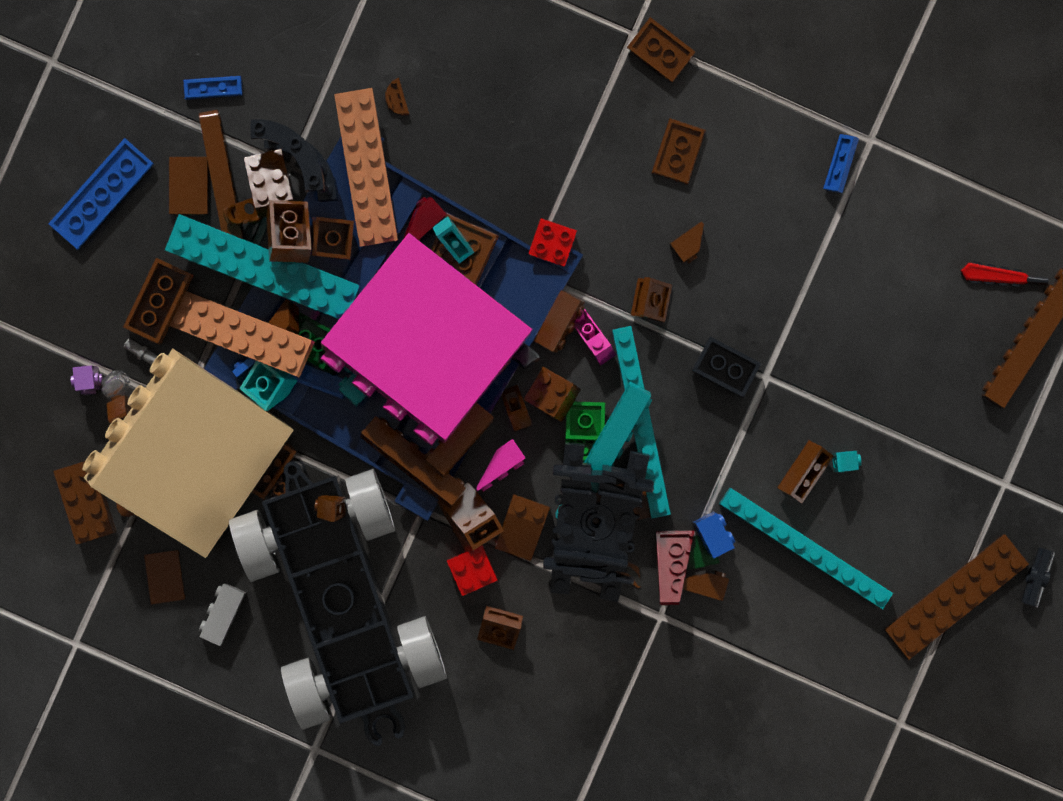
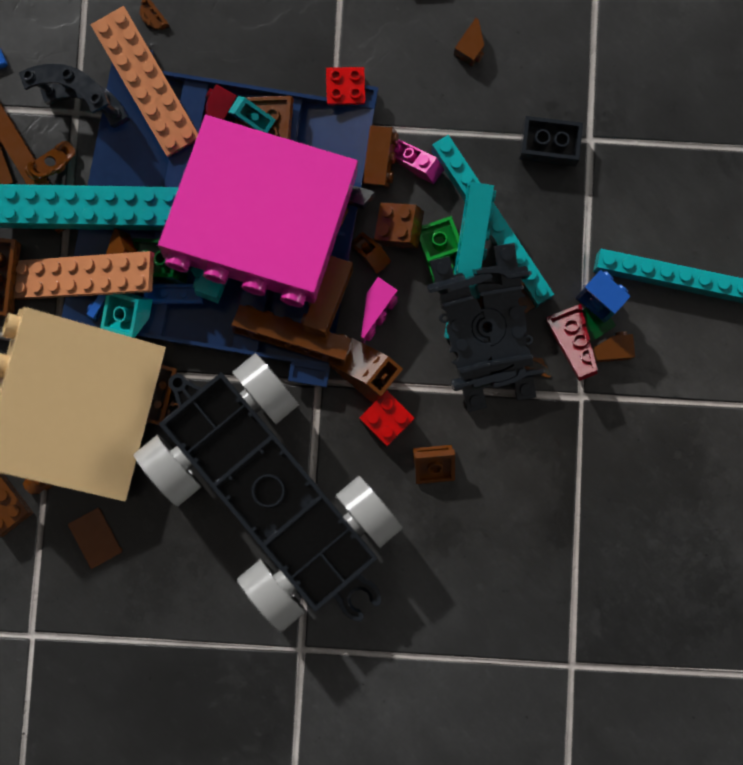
camera: 20 degrees left, 5 degrees down
(221, 614) = (162, 552): light grey brick -> none
(268, 179) = (60, 130): brick -> none
(288, 231) = (92, 161): reddish brown brick -> none
(330, 507) = (227, 402): reddish brown slope -> none
(331, 237) = (136, 156): reddish brown brick -> none
(522, 527) = (419, 360): reddish brown slope -> none
(651, 299) = (456, 106): reddish brown bracket -> none
(805, 471) = (663, 209): reddish brown brick -> none
(846, 461) = (695, 186): teal slope -> none

